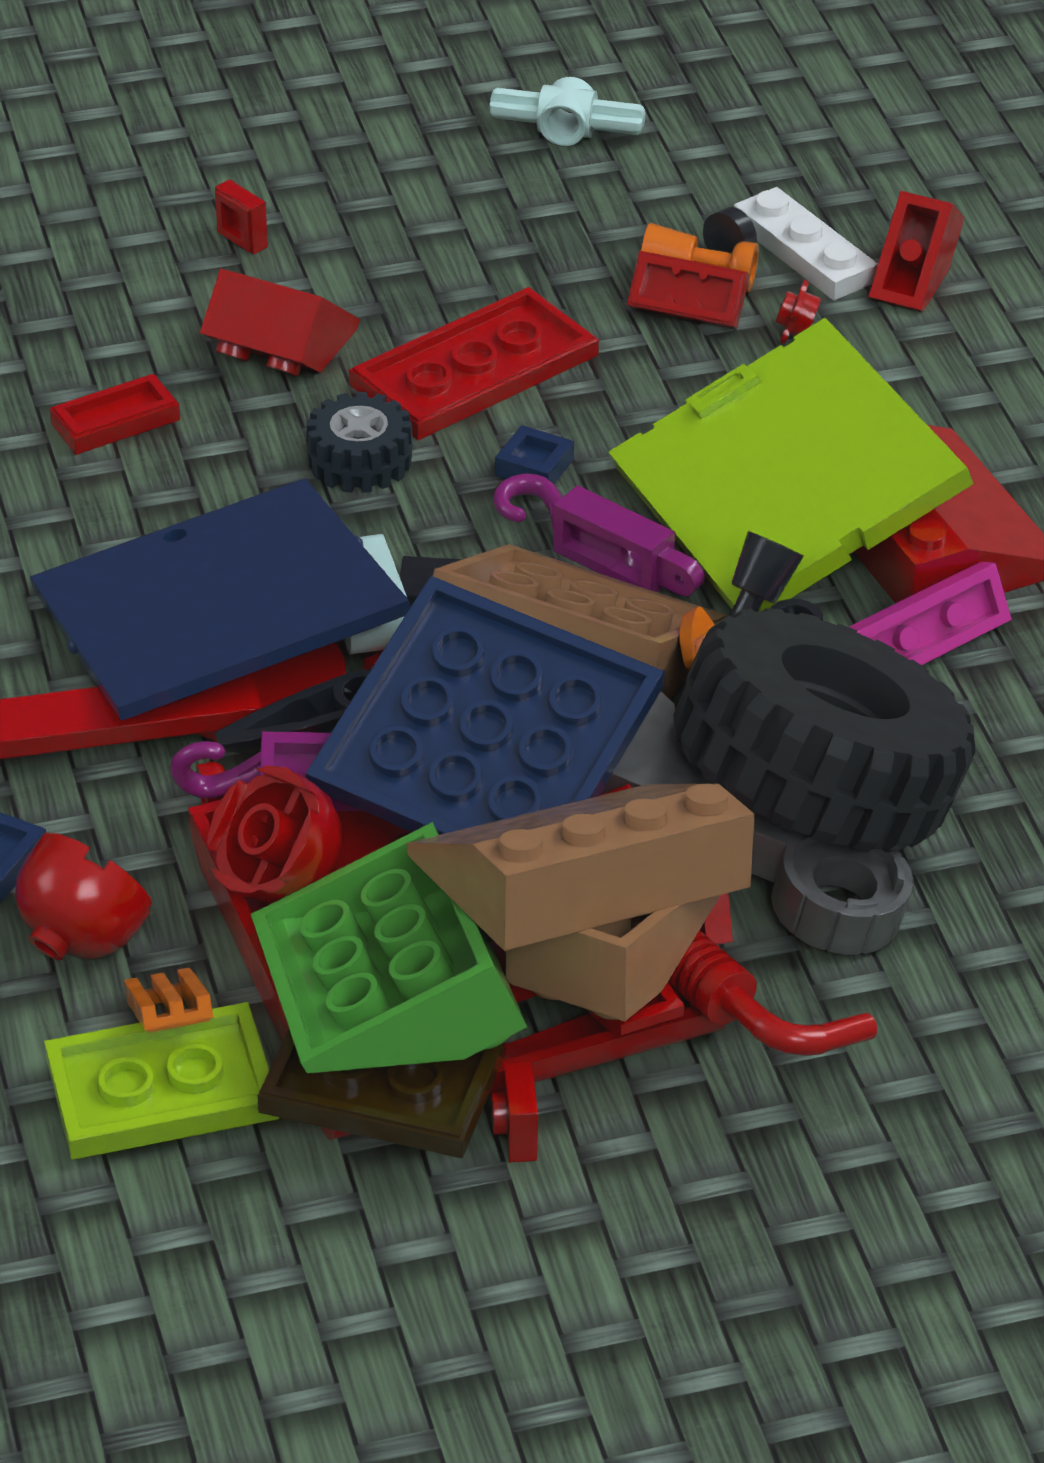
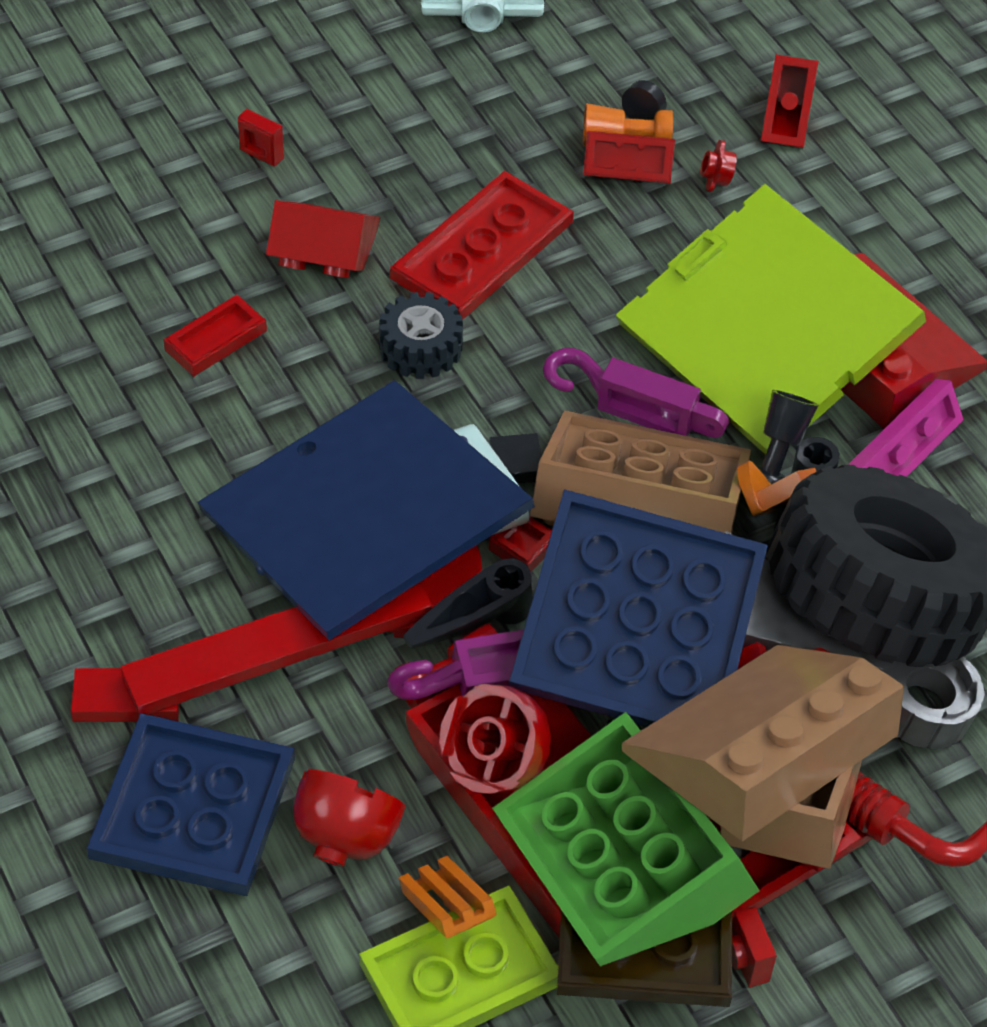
camera: 15 degrees left, 10 degrees up
(534, 453) = (560, 328): dark blue plate -> none
(808, 244) = (702, 100): white plate -> none

